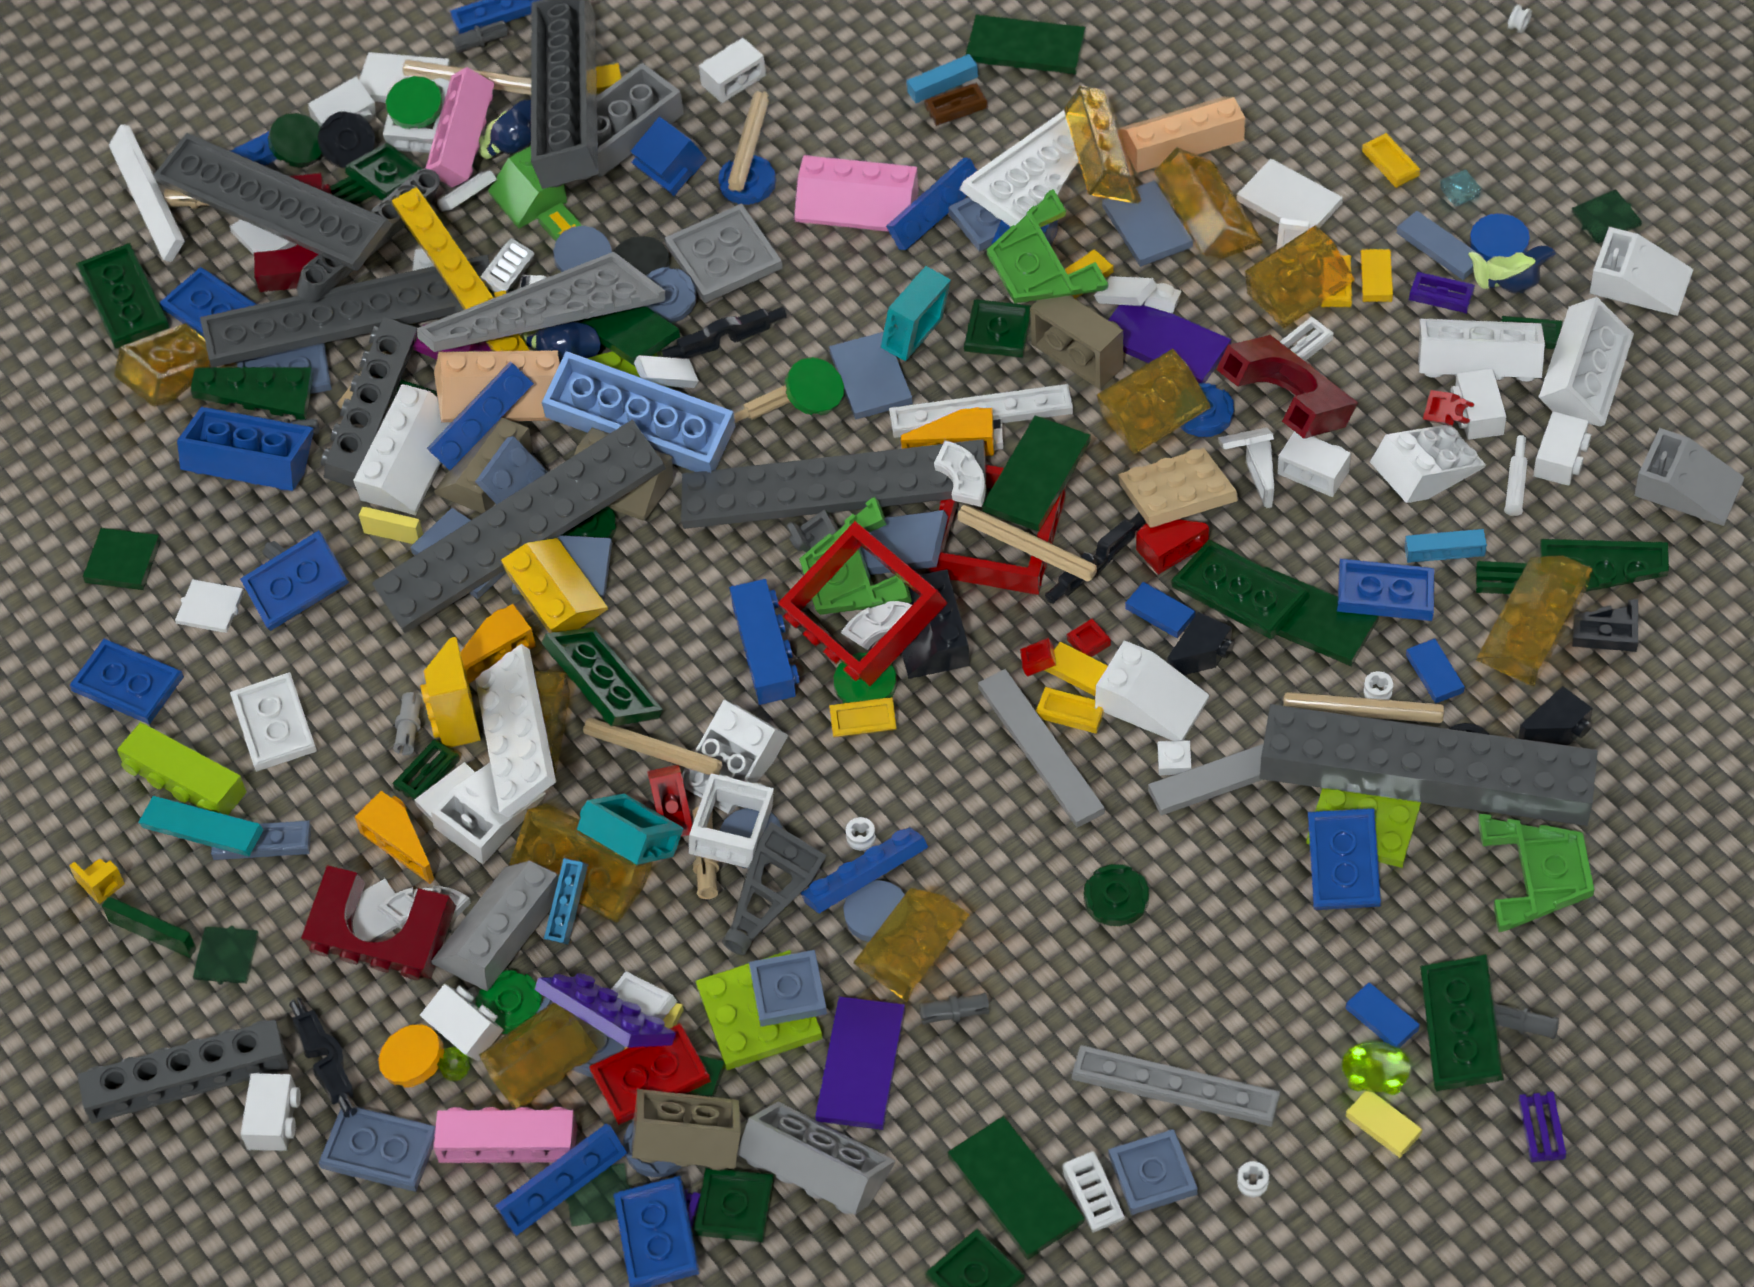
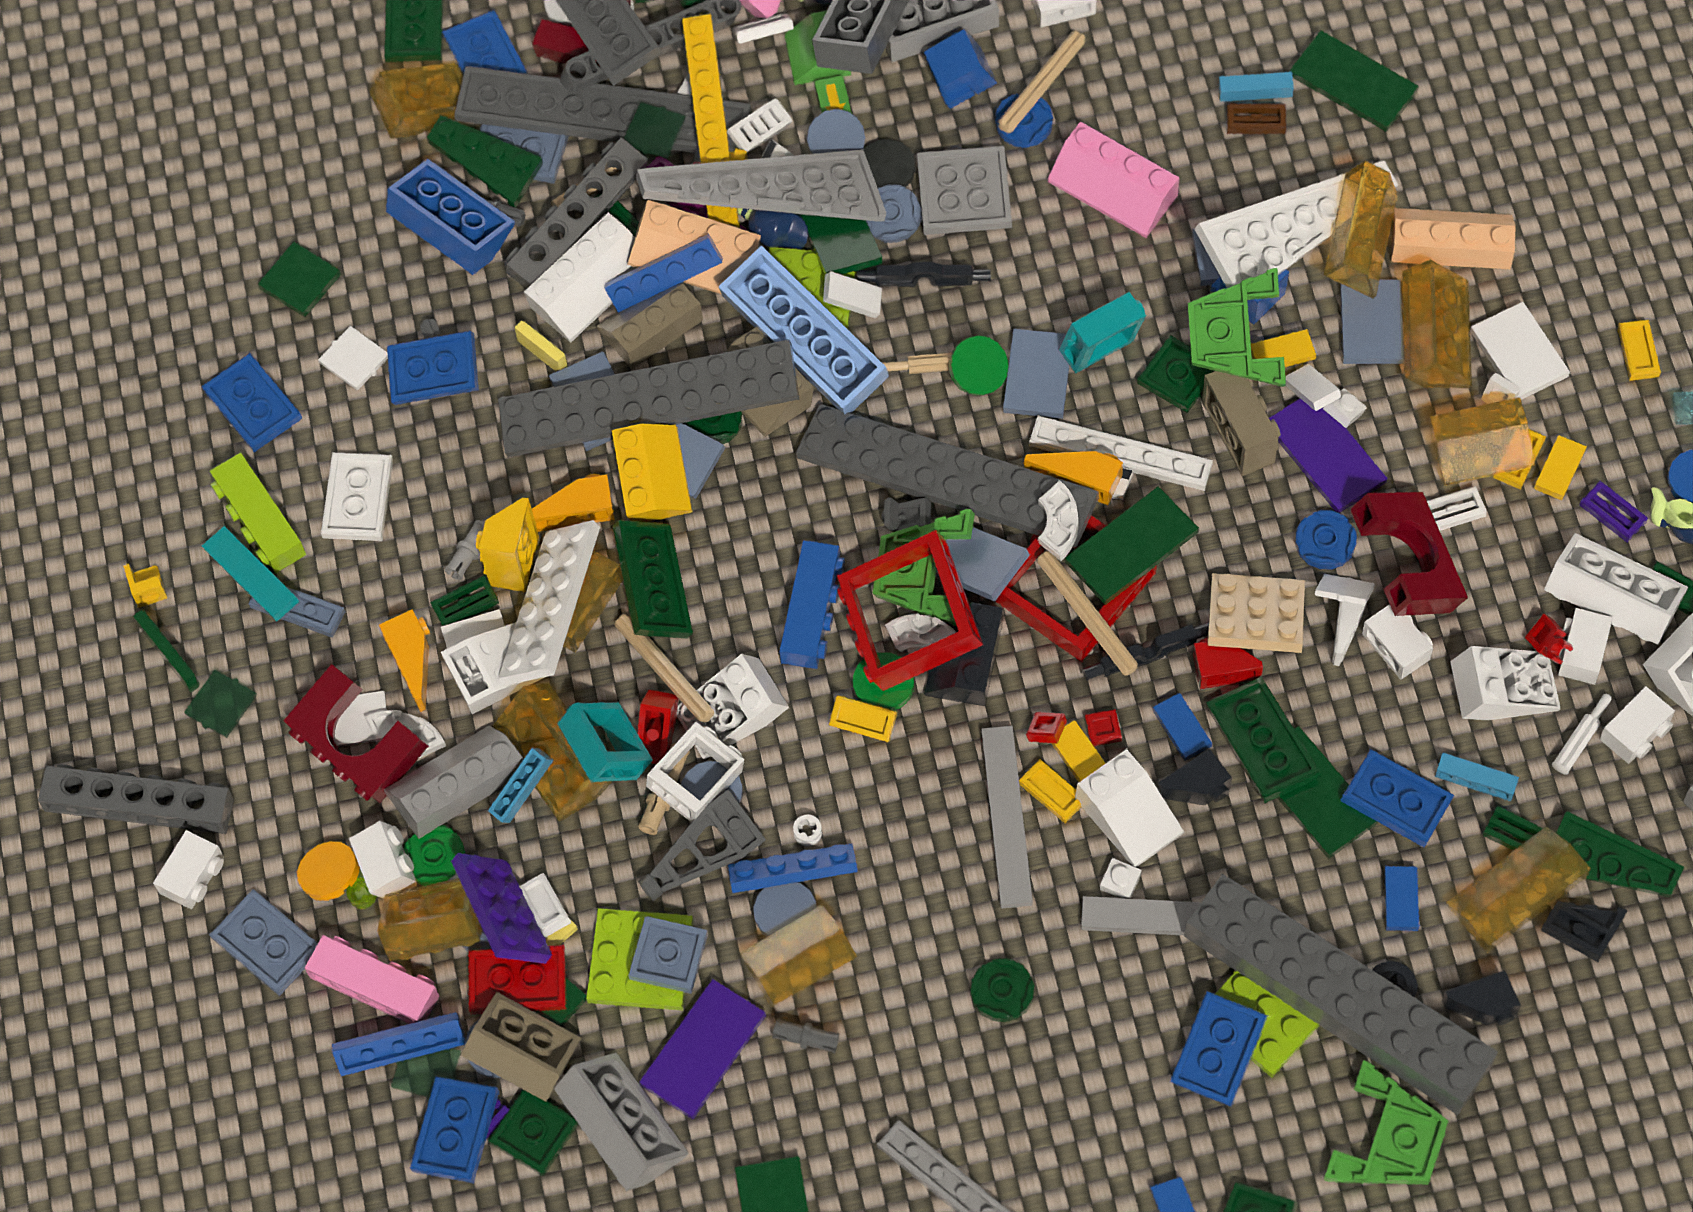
camera: 25 degrees right, 10 degrees up
(330, 1069) = (256, 852): black piece -> none
(409, 304) = (654, 130): none -> clear green piece
(509, 471) = (664, 342): sand blue plate -> none
(930, 206) = (1179, 219): blue plate -> none
(1152, 401) = (1278, 515): clear yellow slope -> none
(1367, 707) = (1317, 906): tan axle -> none
(1382, 680) = (1348, 886): white bush -> none
(1437, 244) = (1636, 459): sand blue tile -> none

